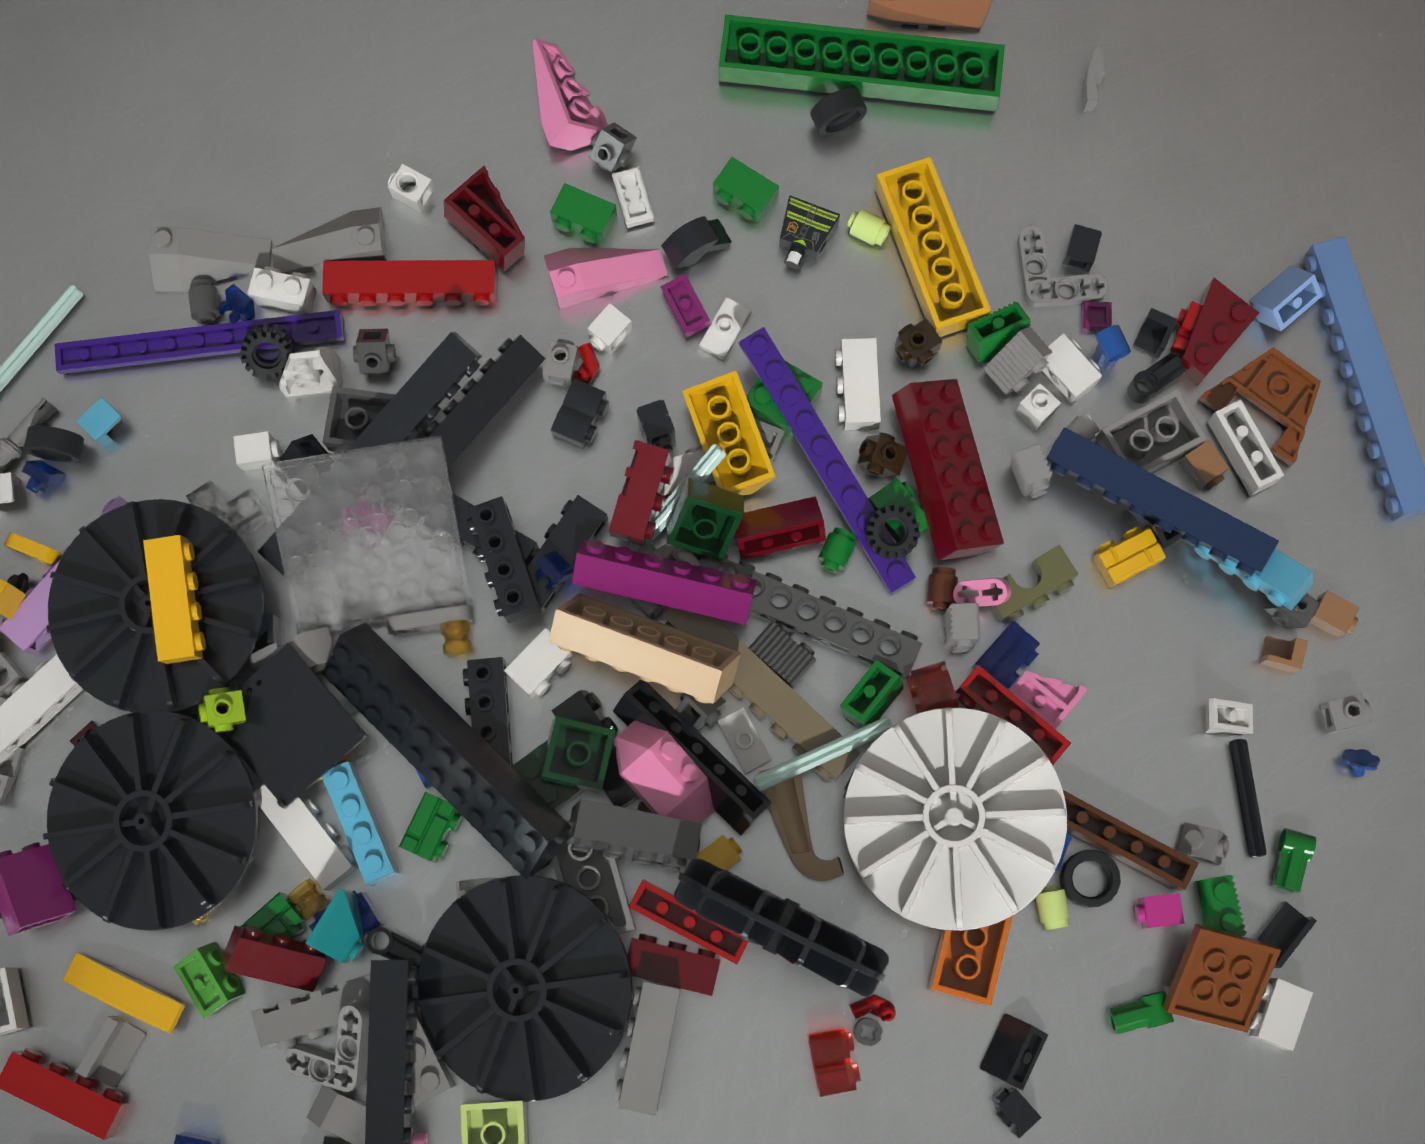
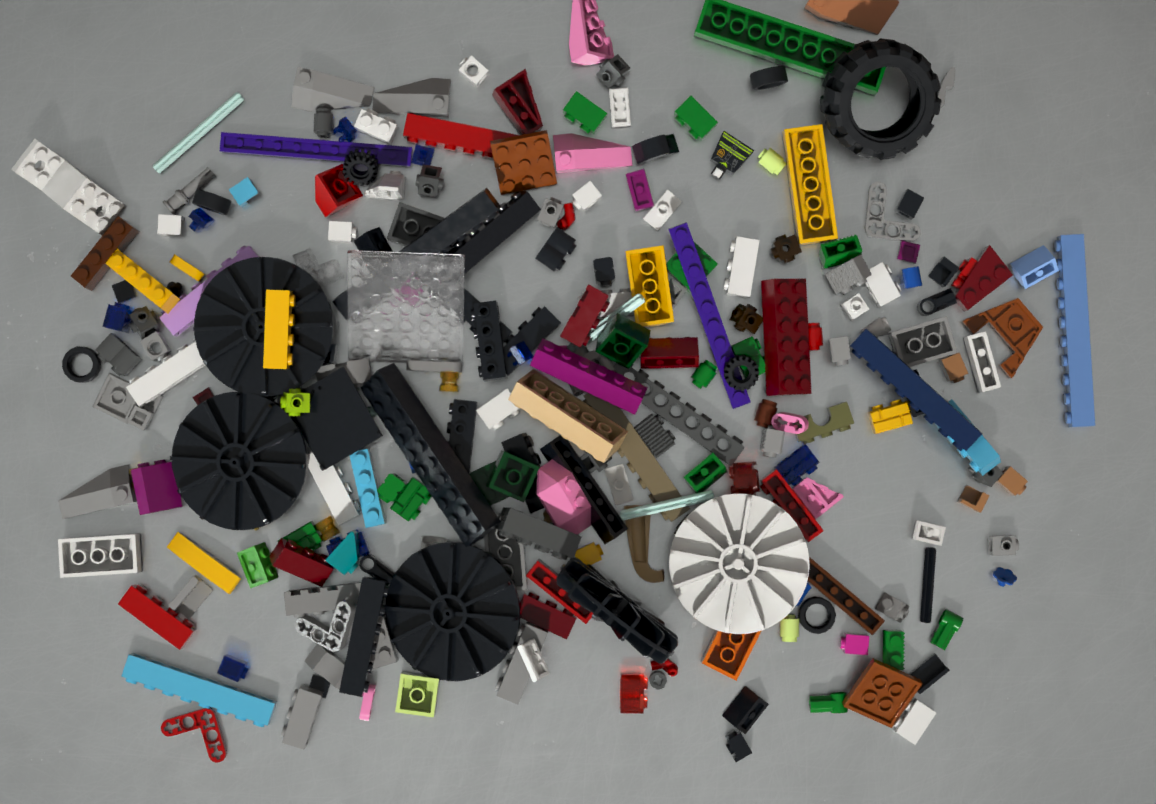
camera: 10 degrees right, 10 degrees up
(236, 395) = (334, 191): none -> red slope
(358, 318) = (422, 155): none -> clear blue tile
(394, 814) = (391, 488): none -> green brick
(507, 295) = (523, 162): none -> dark orange plate
(665, 1036) = (533, 660): none -> white plate
(990, 461) = (815, 336): none -> red brick
(1065, 89) = (917, 117): none -> black tyre

